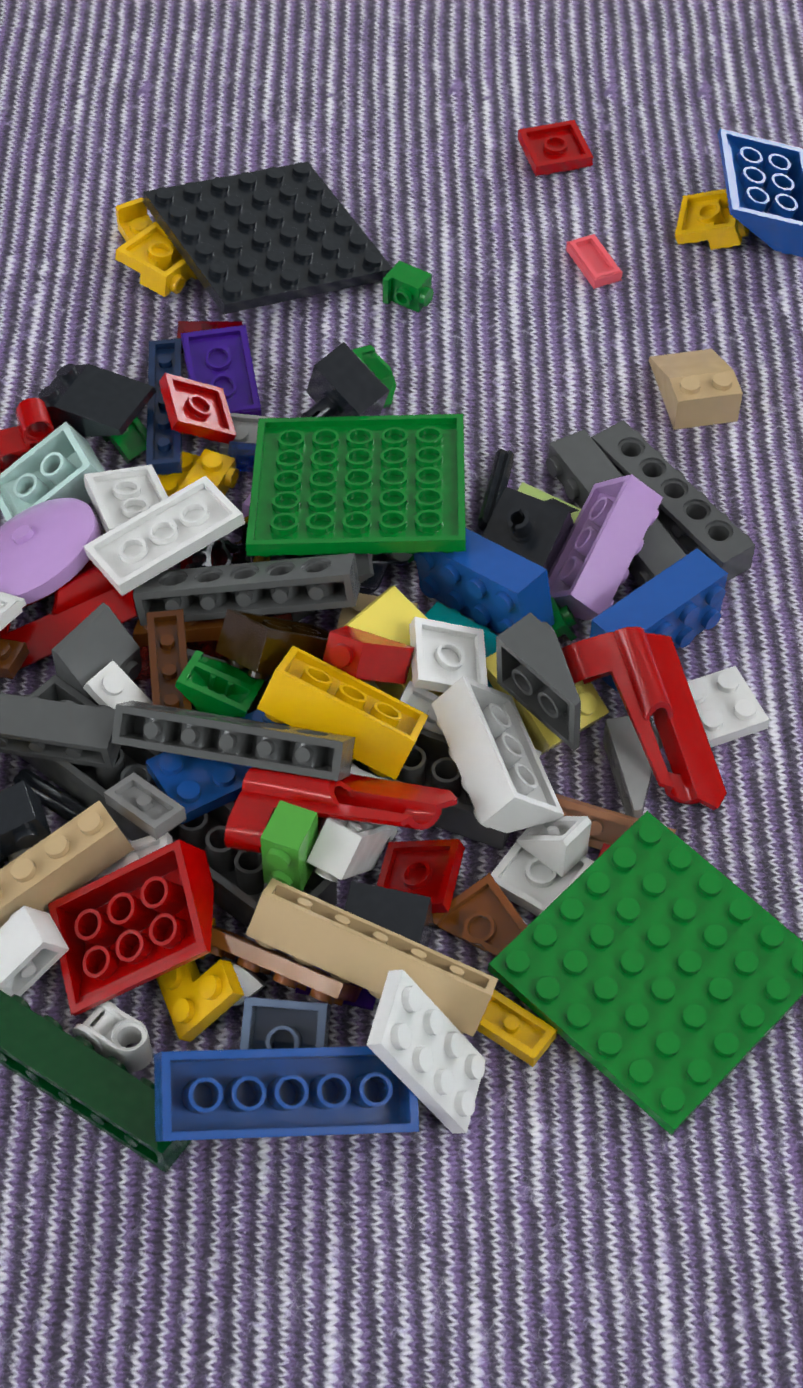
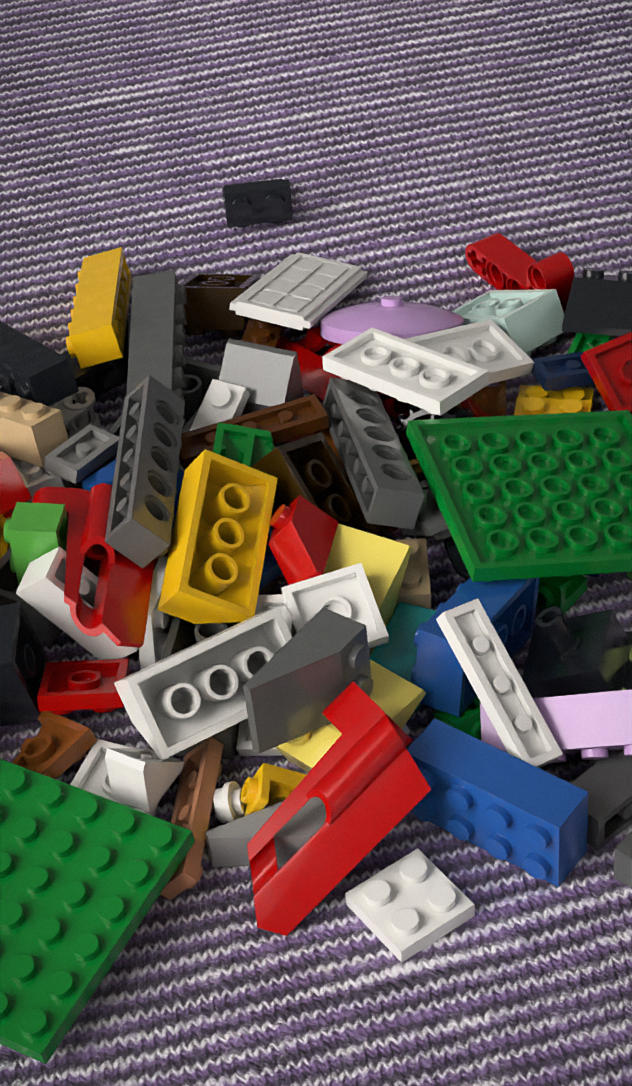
camera: 80 degrees right, 10 degrees down
(585, 563) = (498, 684): none -> white plate
(590, 793) = (228, 802): none -> white plate
(598, 765) = (268, 787): none -> yellow bracket

